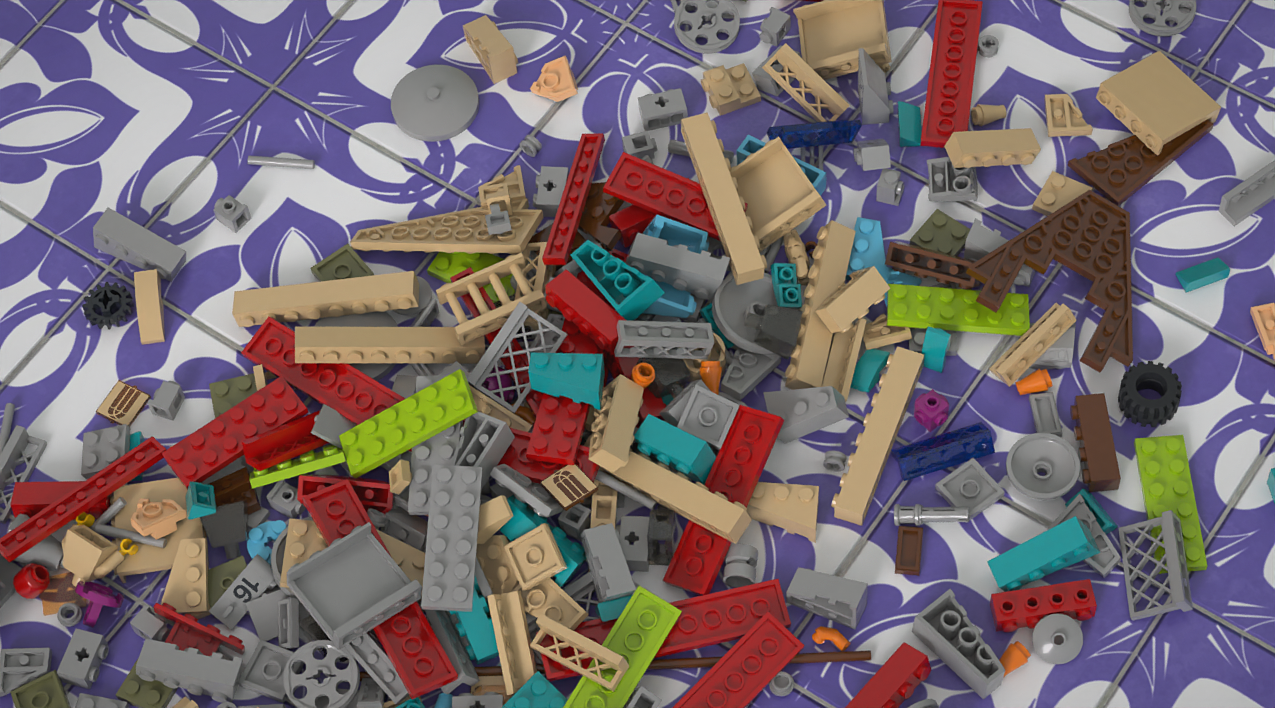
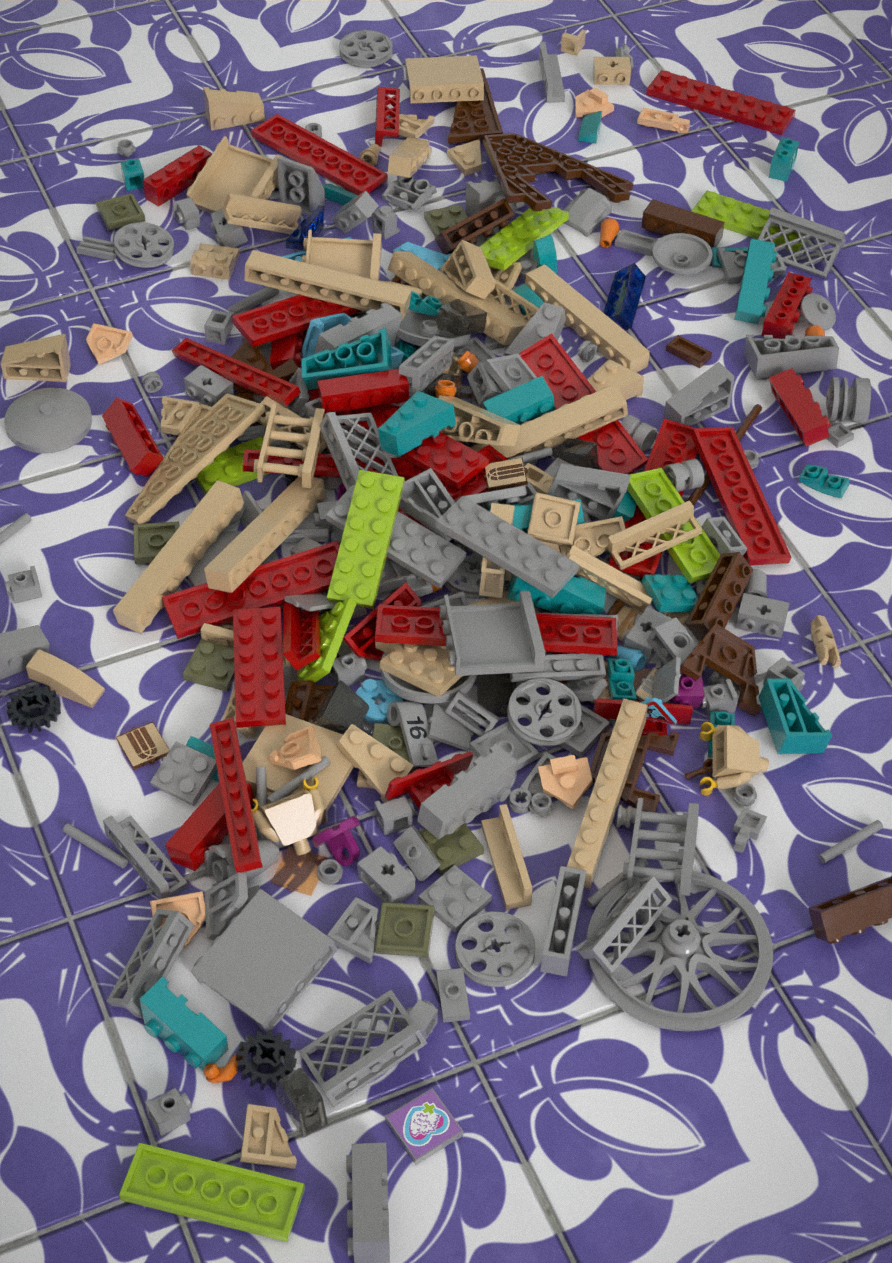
camera: 65 degrees left, 10 degrees down
(31, 580) = (276, 879): red head -> none
(121, 667) = (416, 853): none -> light grey plate
(167, 400) = (173, 707): light grey brick -> none
(200, 500) = (311, 712): teal slope -> none
(400, 477) = (406, 570): tan plate -> none
(446, 176) = (132, 437): none -> red brick
(497, 221) = (220, 412): light grey plate -> none
(502, 198) = (198, 411): tan panel -> none
(662, 109) = (197, 299): light grey brick -> none
(691, 637) = (685, 475): none -> light grey wheel
(832, 634) = (733, 416): orange arm -> none
(919, 514) = (669, 328): light grey pin -> none
(931, 410) = (590, 281): magenta brick -> none
(970, 487) = (667, 299): light grey plate -> none
(1033, 343) = (586, 210): tan fence -> none
(1059, 83) = (383, 111): none -> red fence
(1147, 410) = (666, 184): black tyre -> none
(1243, 253) = (591, 102): none -> light nougat plate

